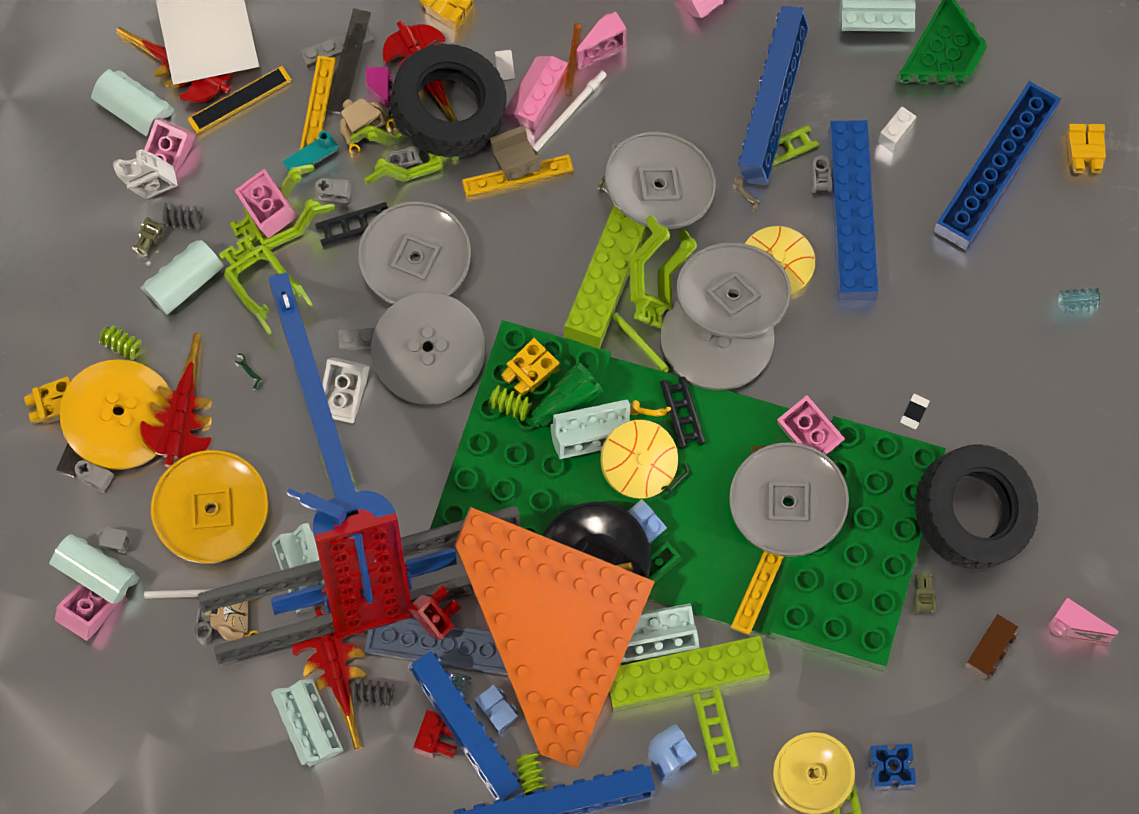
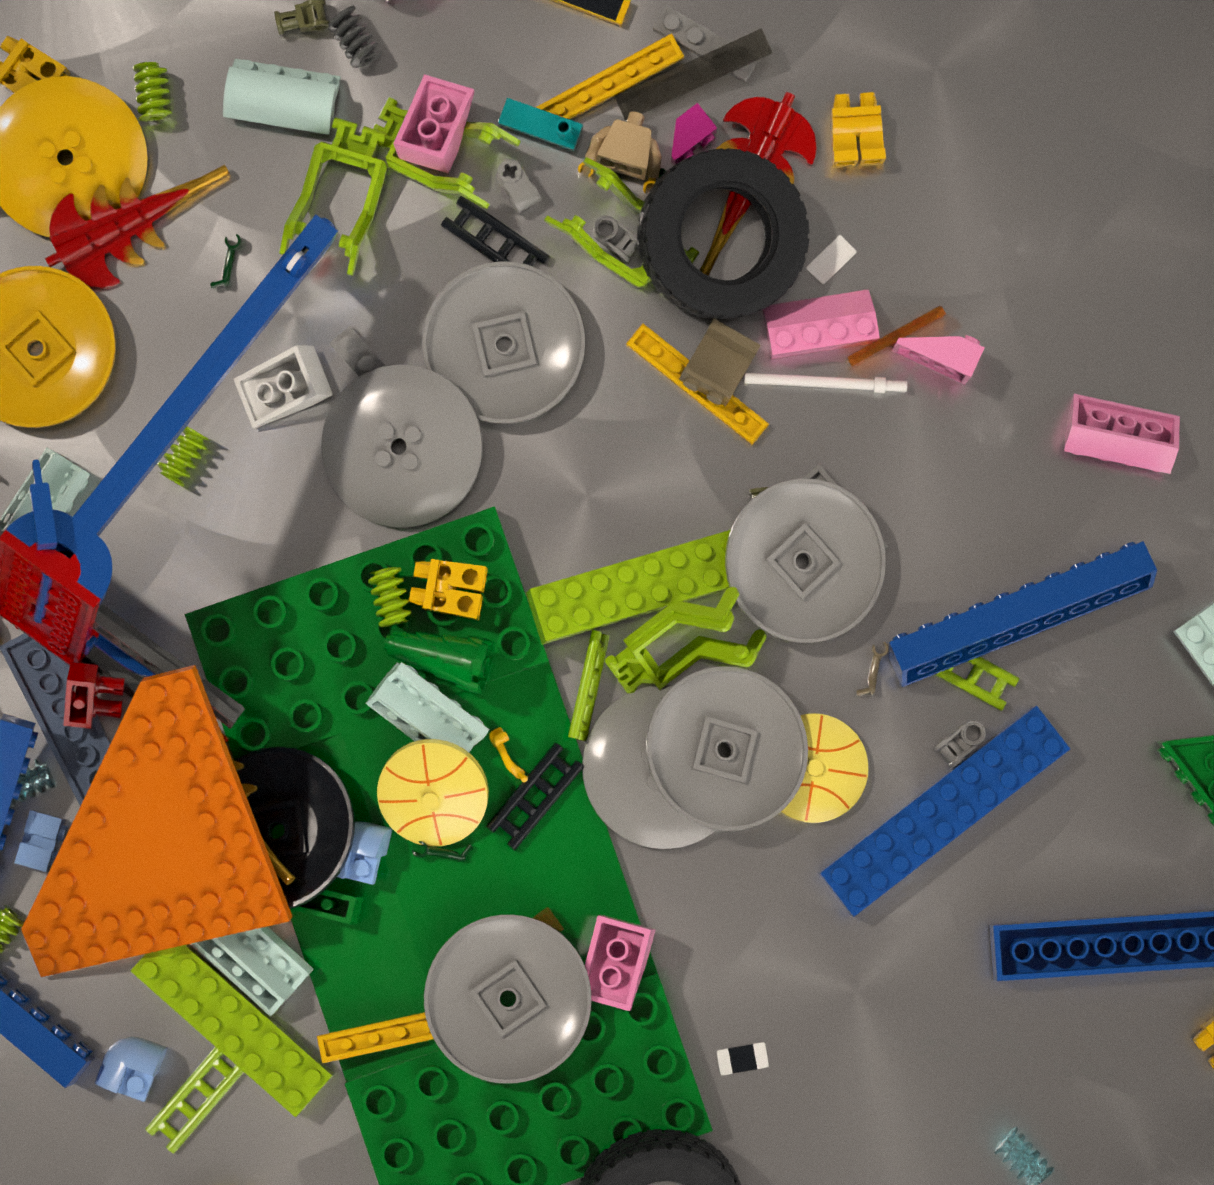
camera: 50 degrees right, 15 degrees up
(897, 129) = (1090, 790): white brick -> none

